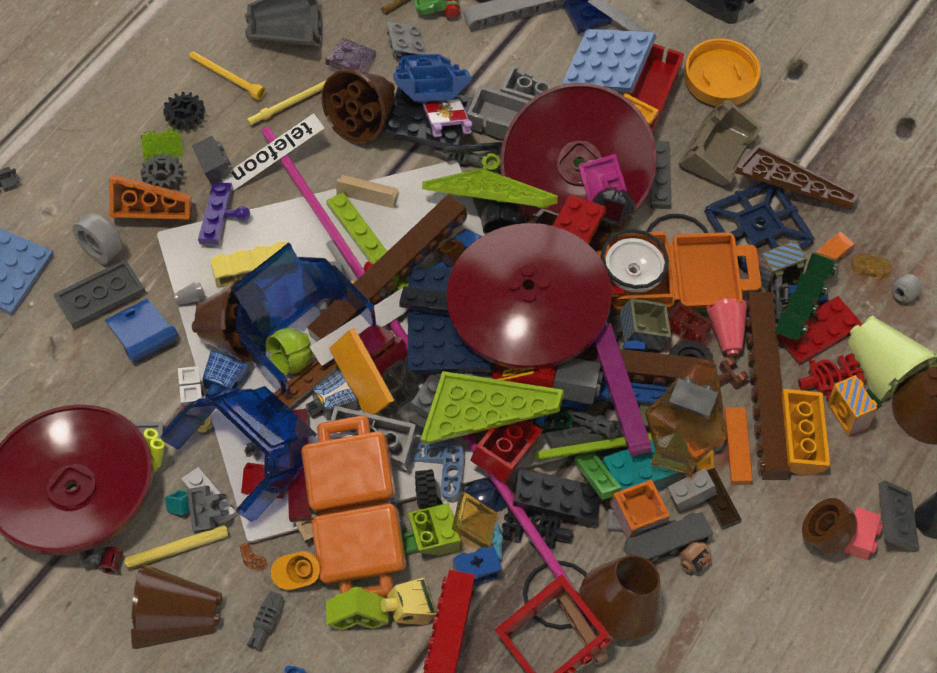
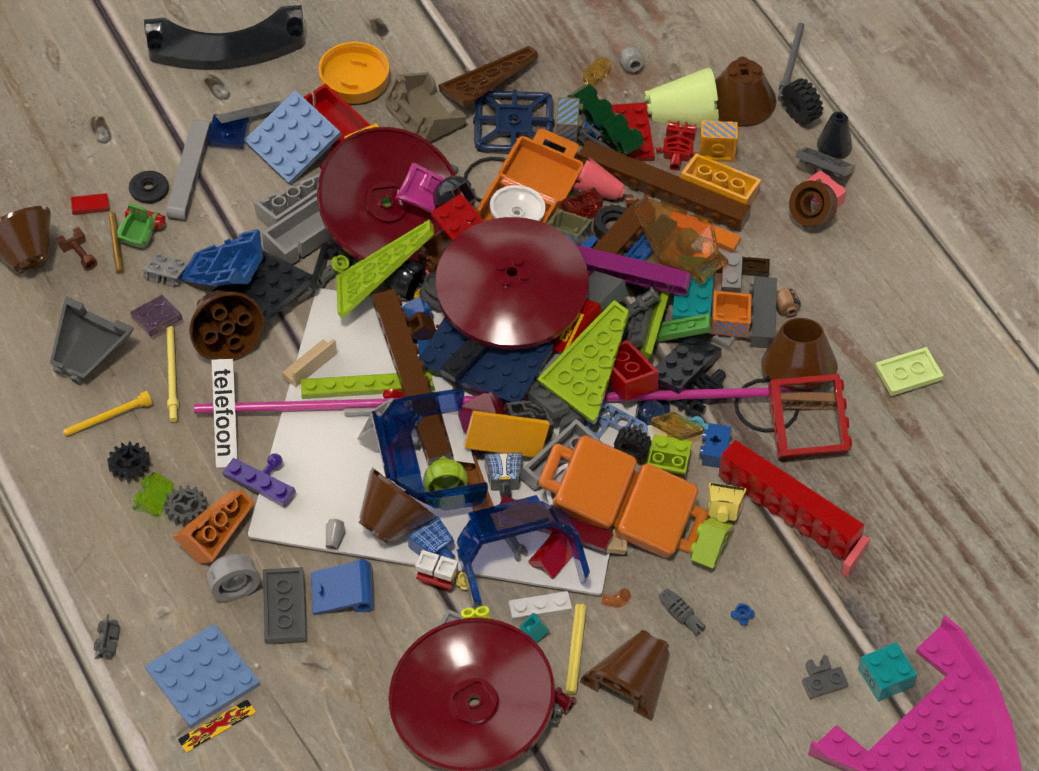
camera: 60 degrees left, 5 degrees down
(204, 507) = (555, 608): dark grey plate -> none
(211, 158) = (199, 460): dark grey brick -> none
(237, 265) = (333, 474): light yellow brick -> none
(295, 570) = (652, 567): light orange piece -> none
(447, 114) = (275, 269): flag -> none
(643, 233) = (513, 181): black piece -> none
(693, 397) = (670, 222): dark grey brick -> none
(837, 246) = (566, 83): orange slope -> none

